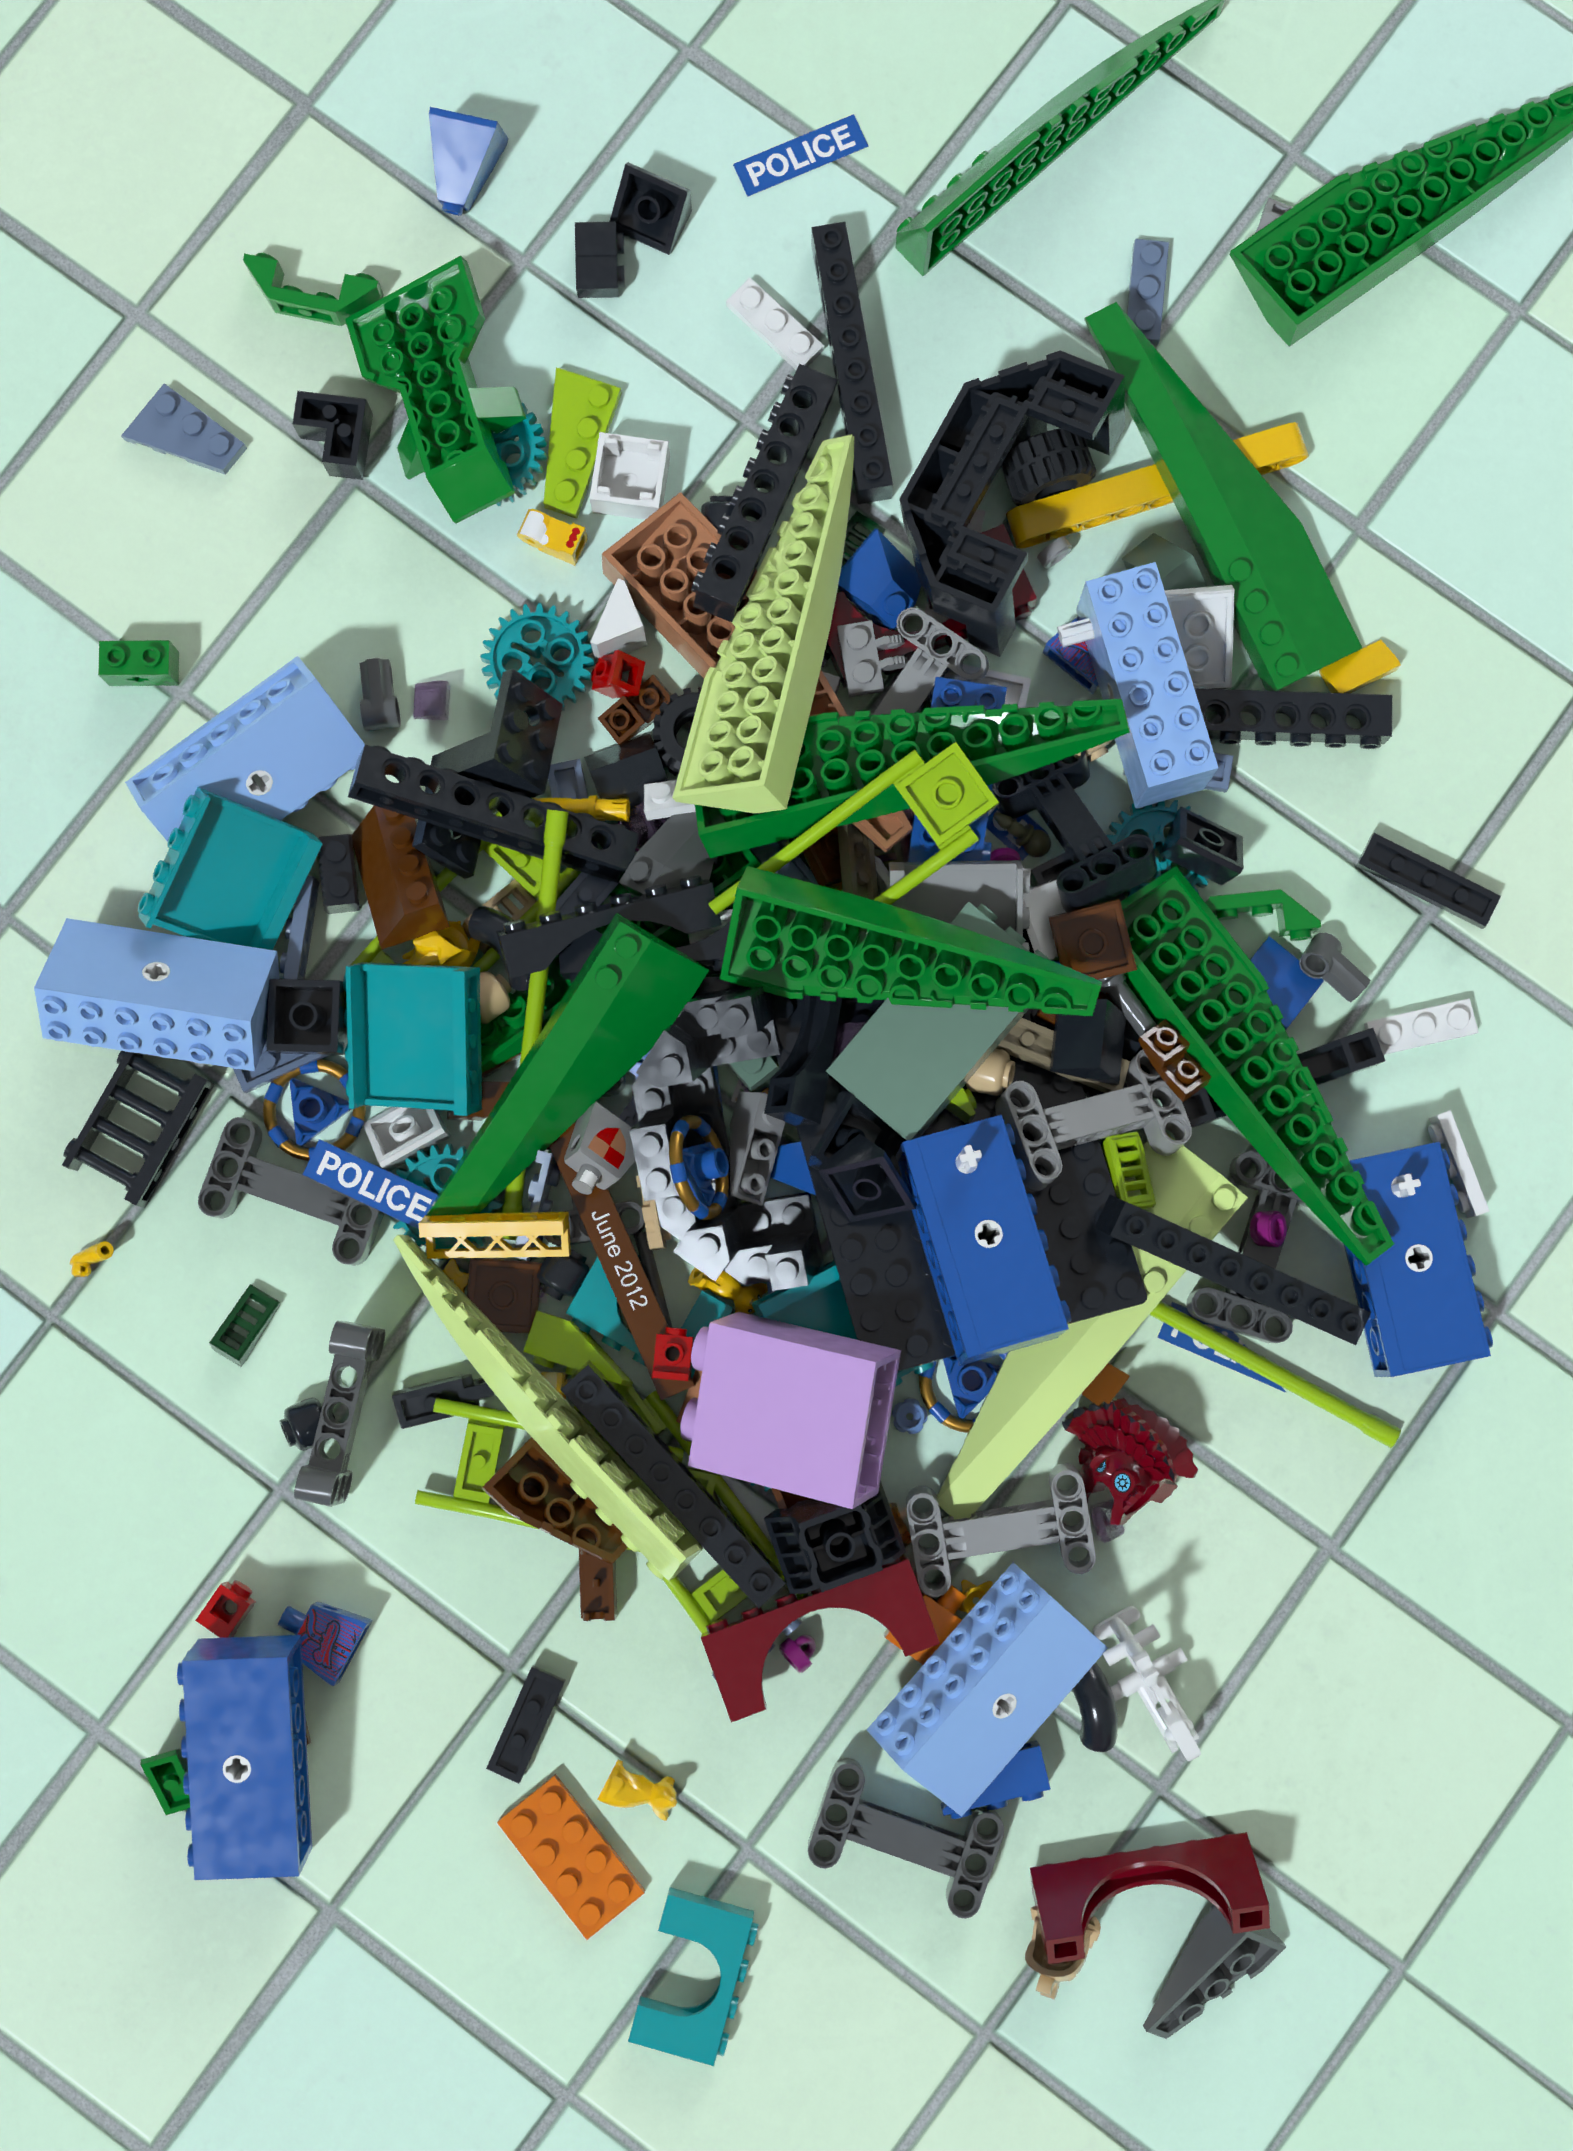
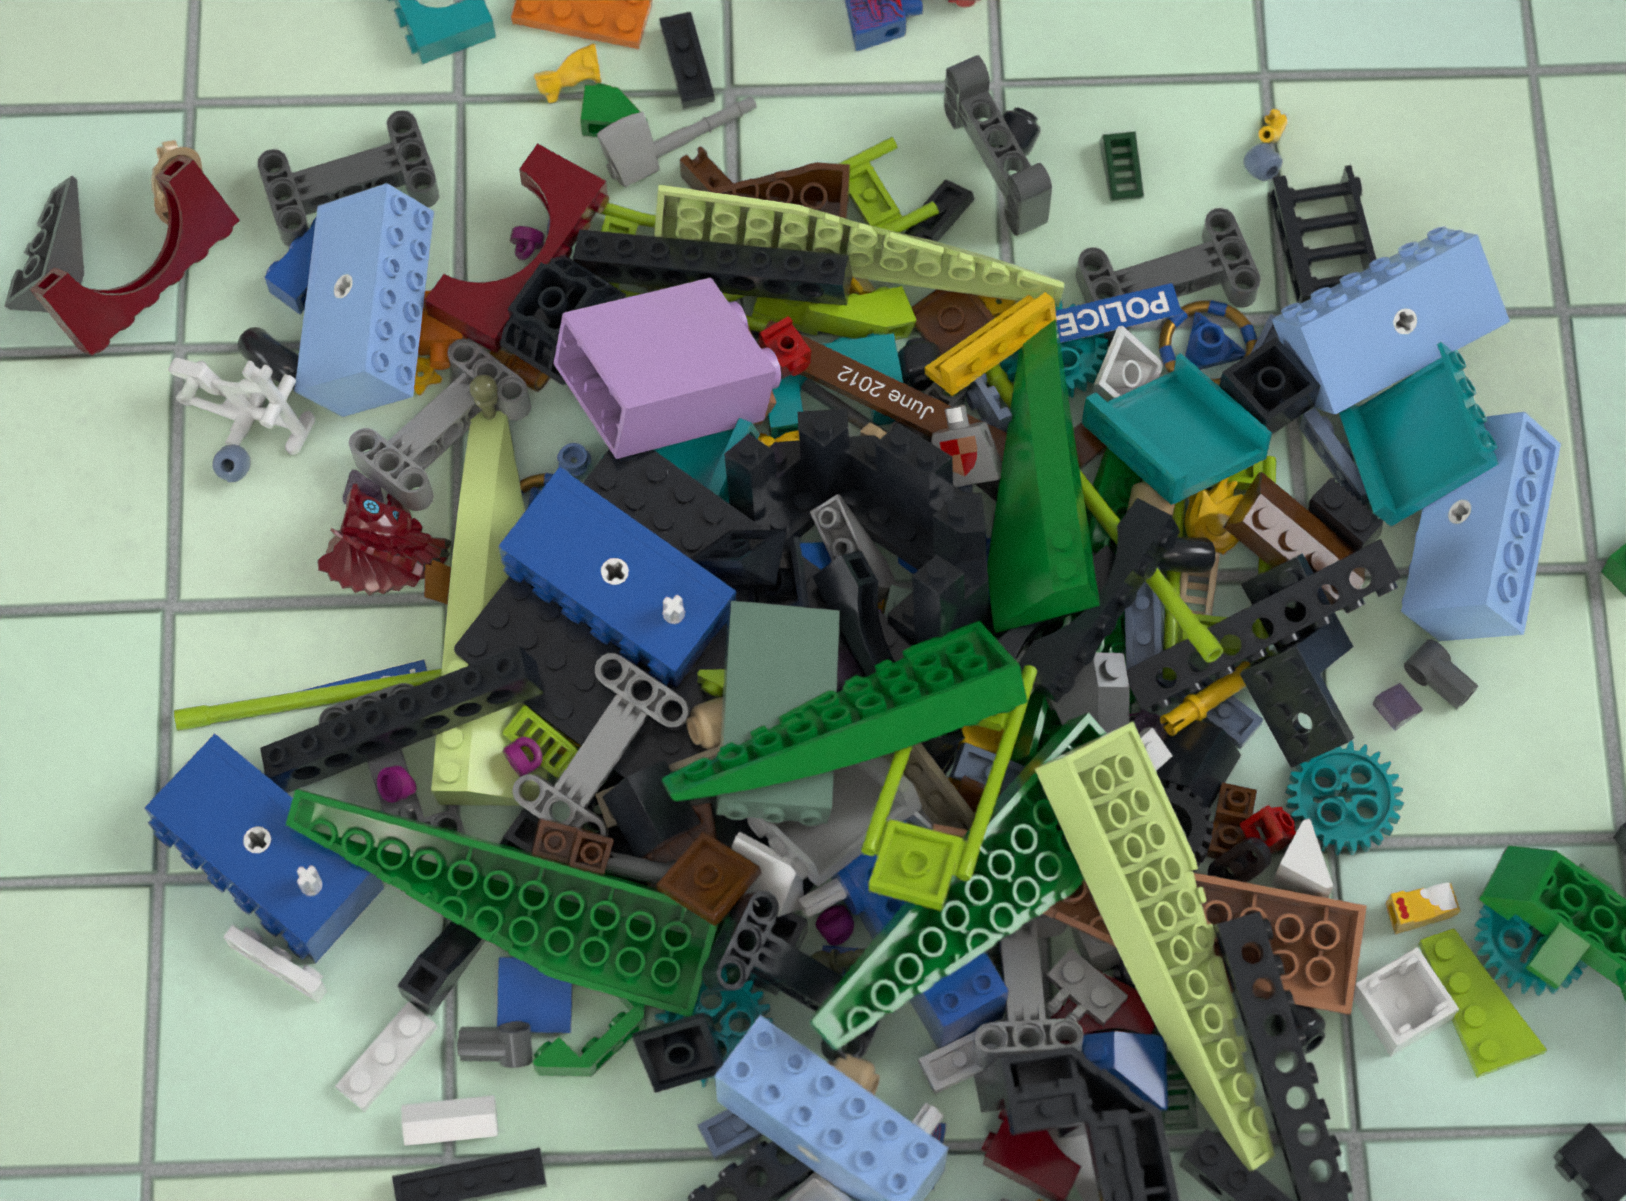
camera: 140 degrees right, 15 degrees down
(127, 1233) = (1262, 162): none -> sand blue piece
(633, 1721) = (602, 107): none -> green slope
(644, 1665) = (634, 153): none -> light grey piece
(664, 665) = (1242, 861): none -> black plate
(697, 1166) = (878, 483): blue piece -> none
(950, 1519) = (484, 392): none -> olive bar
(1160, 1168) = (518, 759): none -> magenta tile
(1196, 1634) = (231, 463): none -> sand blue piece
(1411, 936) = (449, 1120): none -> white piece

